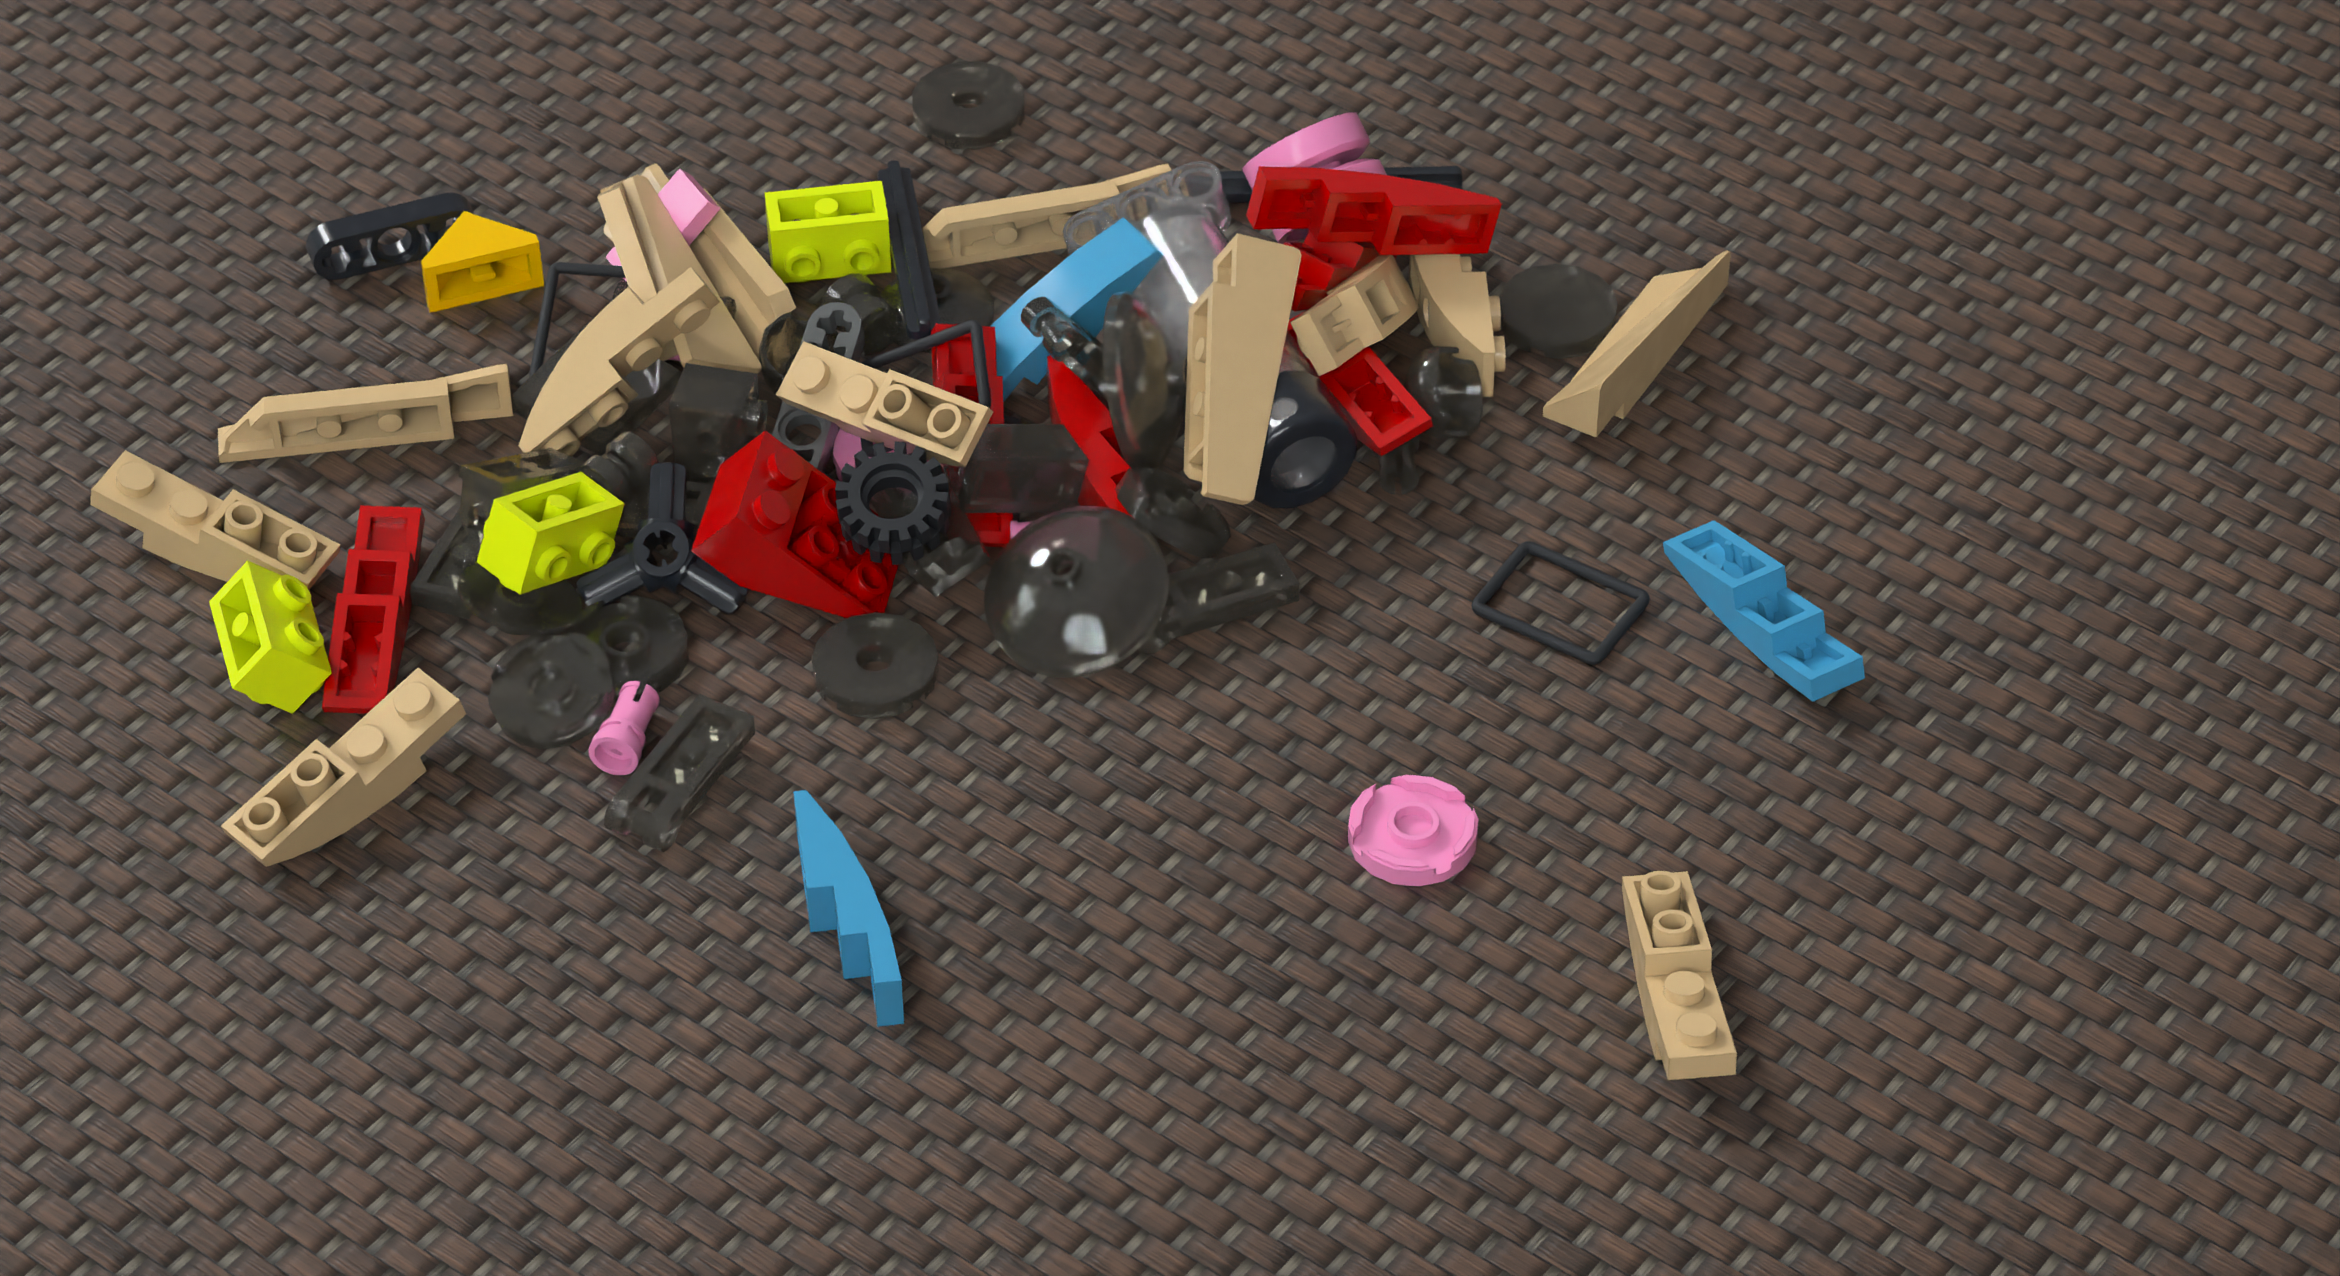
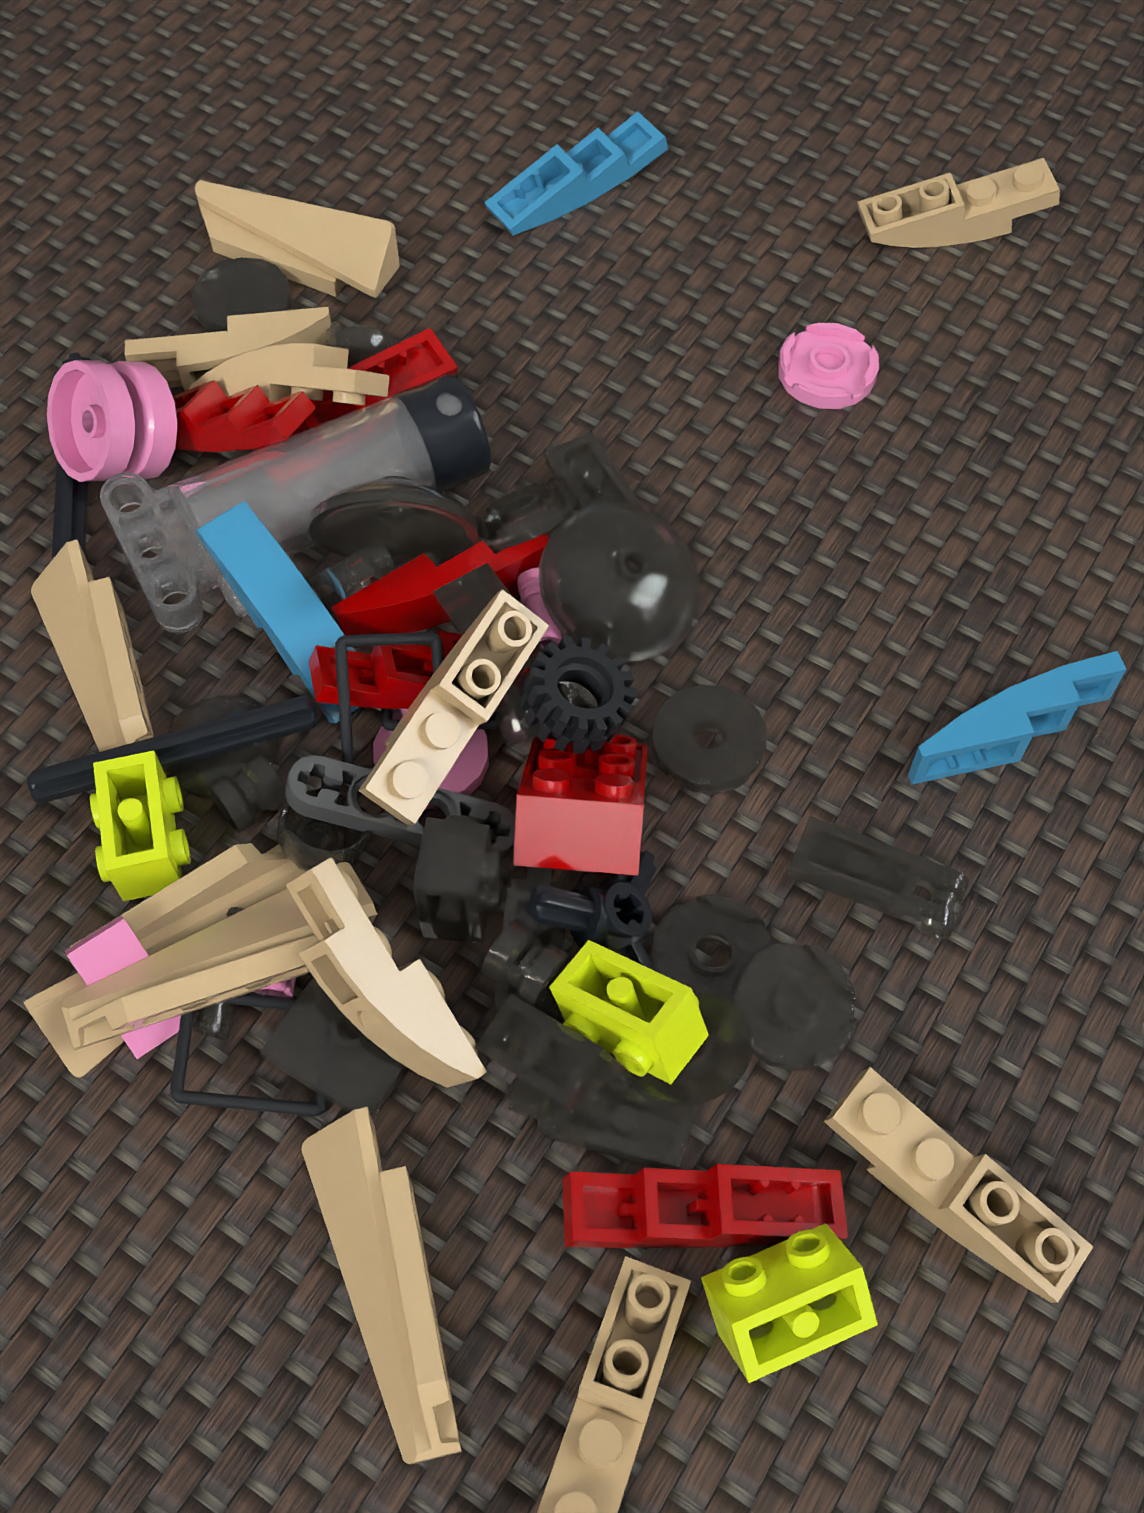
camera: 95 degrees left, 15 degrees up
(348, 231) = (97, 1305): black beam -> none
(480, 262) = (147, 1188): yellow slope -> none
(621, 737) = (831, 932): bright pink pin -> none
(1235, 364) = (401, 438): tan wedge -> none
(1382, 209) = (185, 359): red slope -> none
(1481, 609) = (581, 339): black piece -> none

